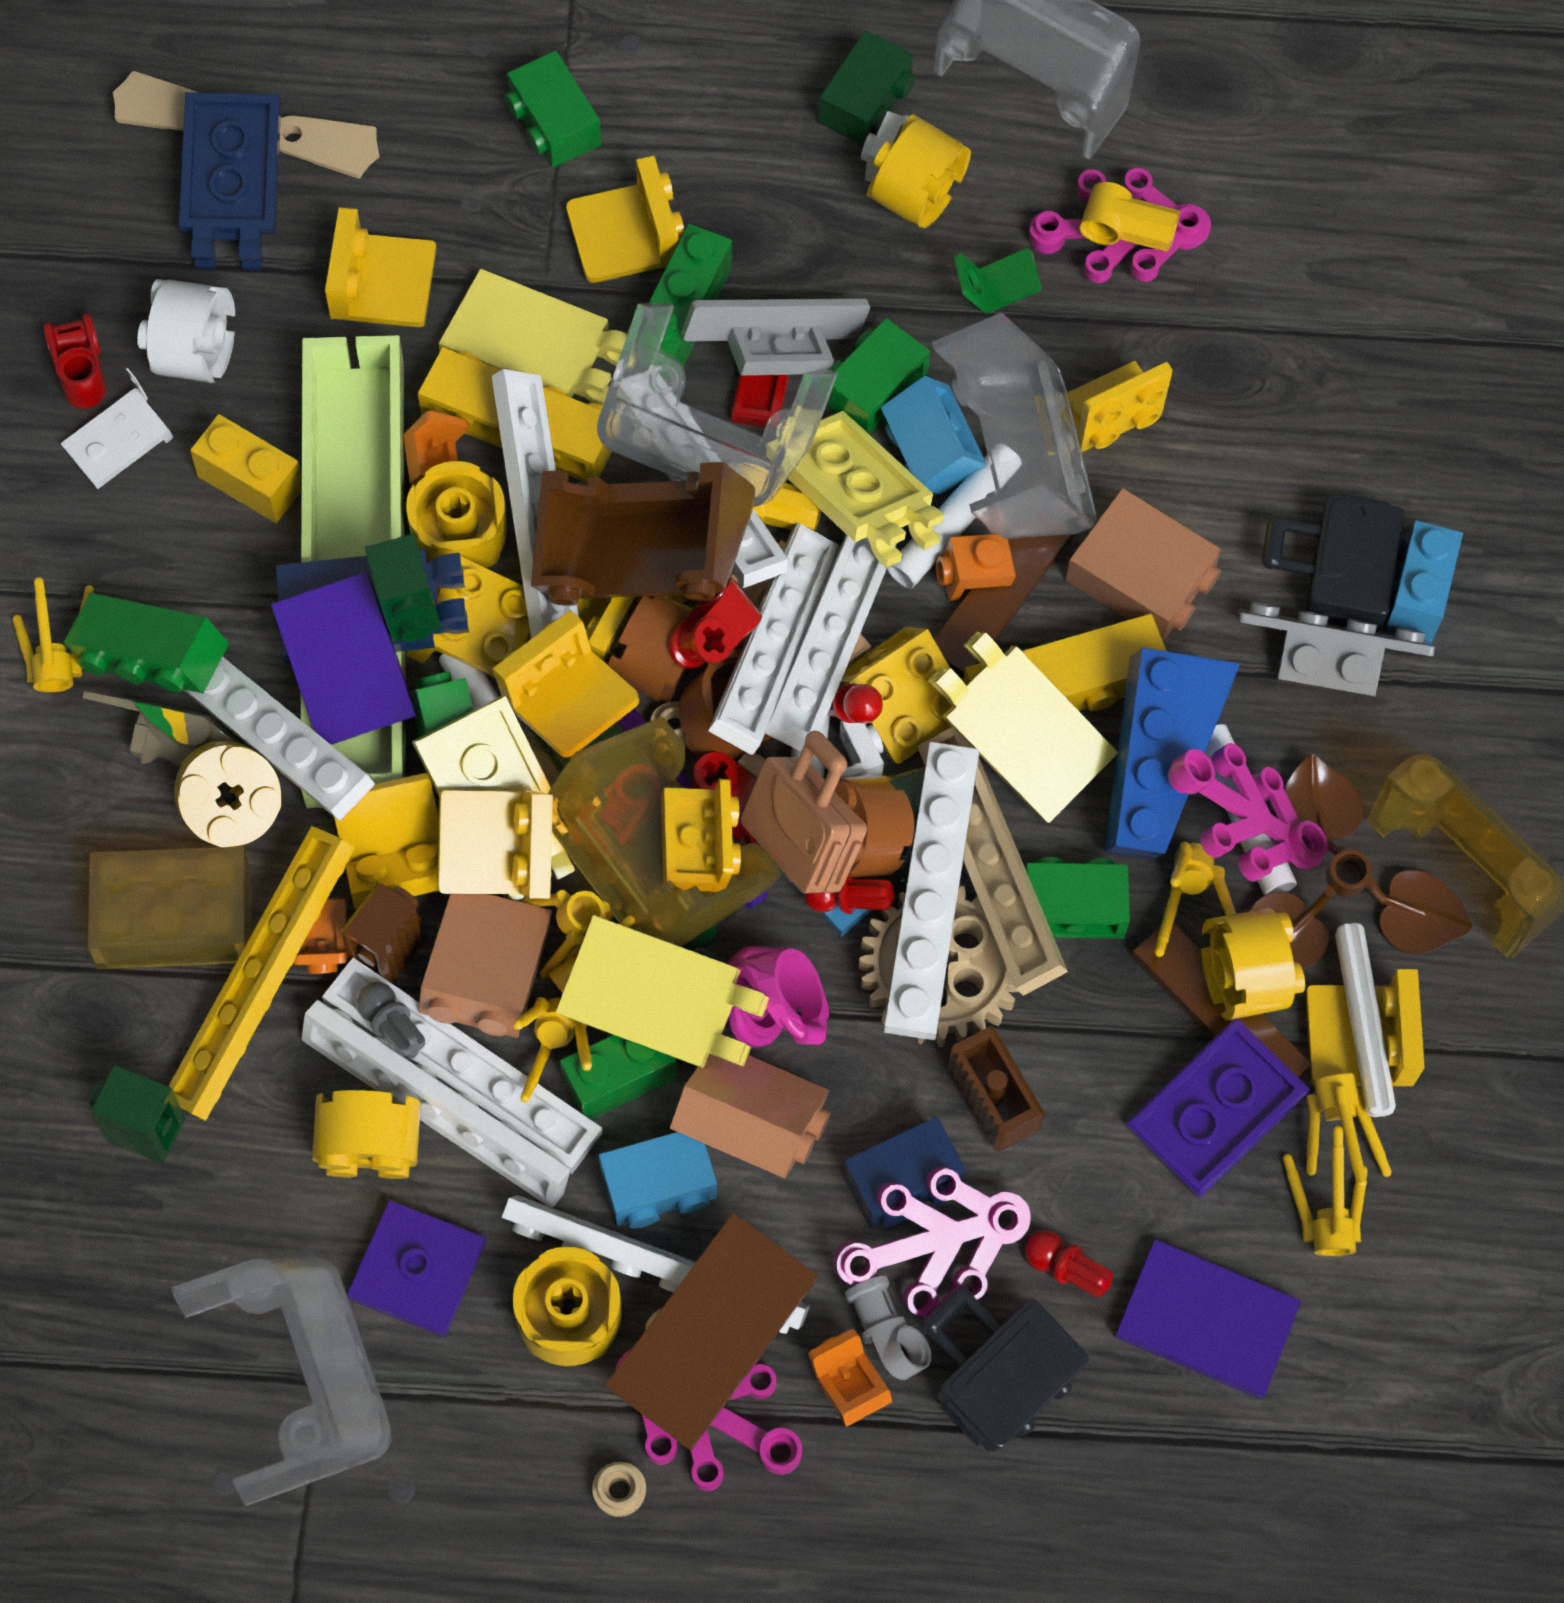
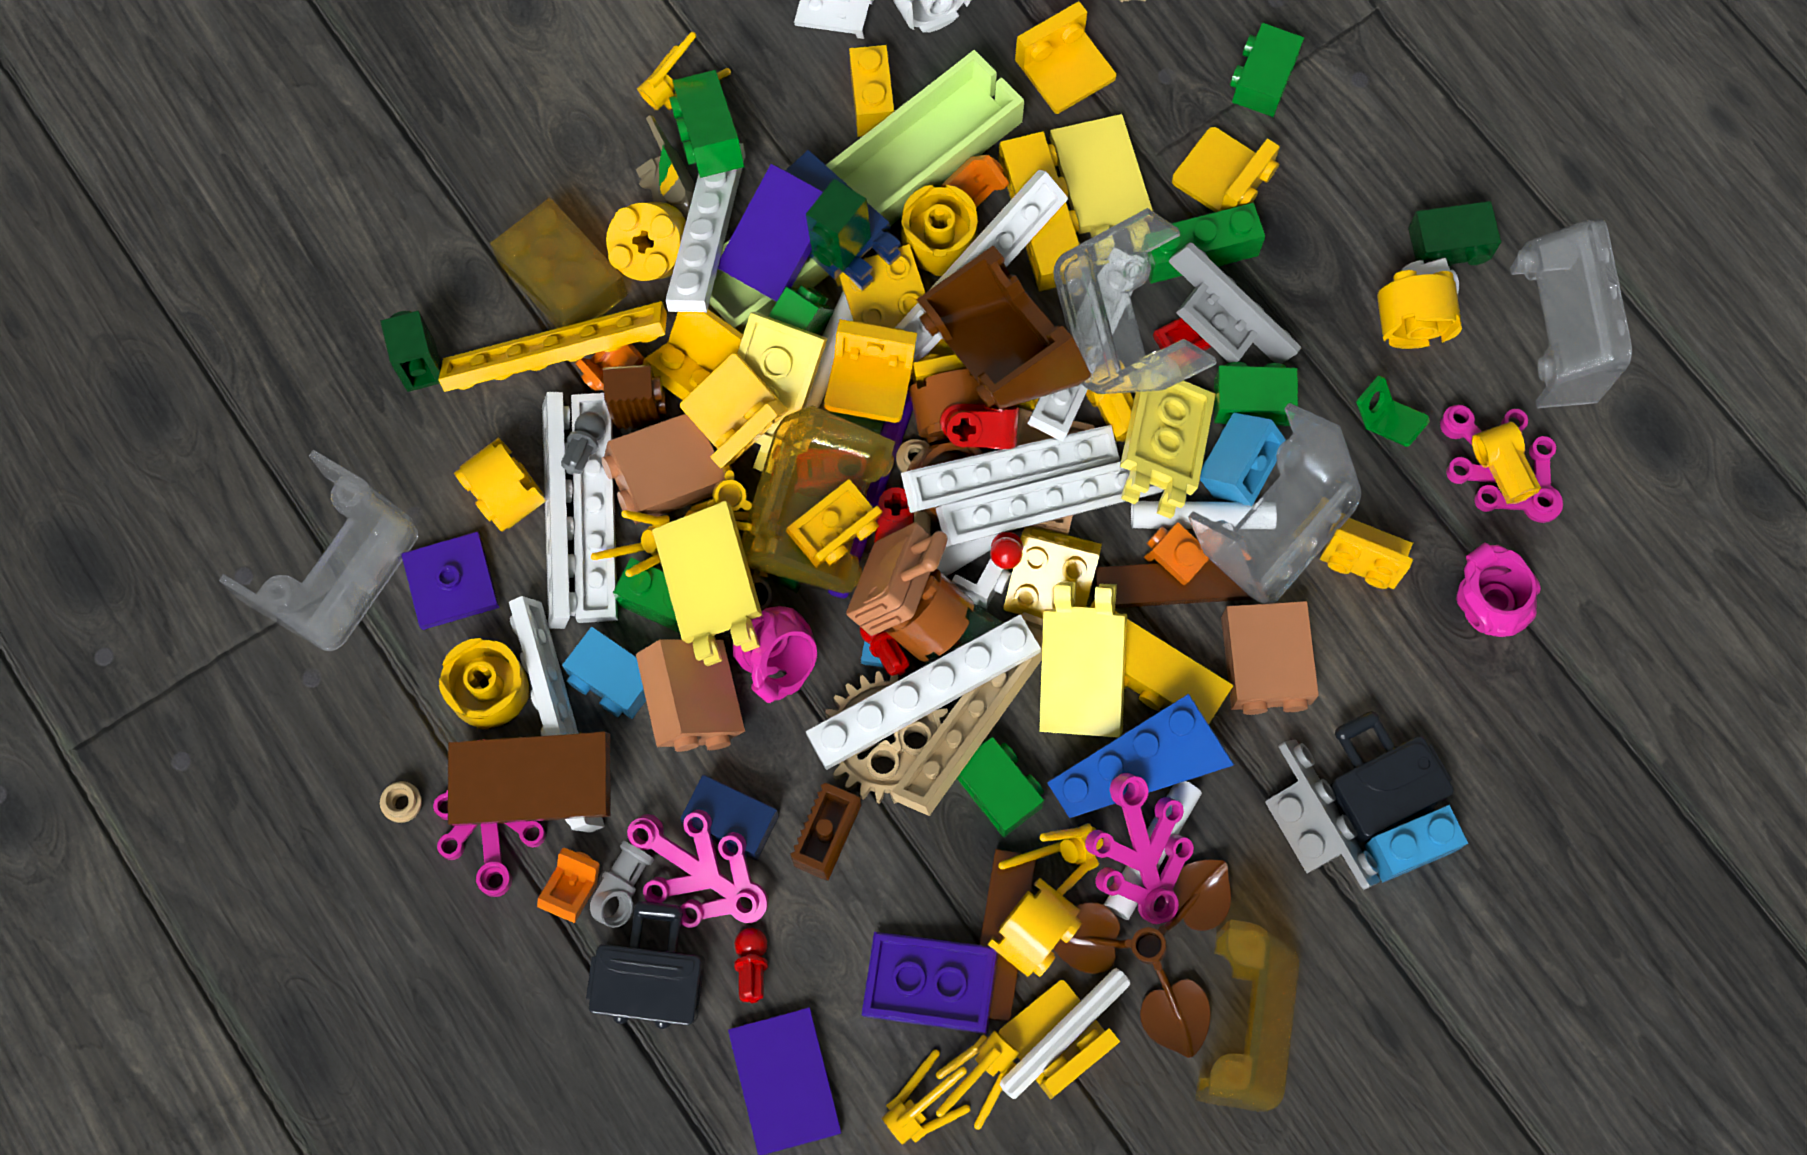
camera: 55 degrees right, 5 degrees up
(1252, 330) = (1498, 598): none -> dark pink helmet

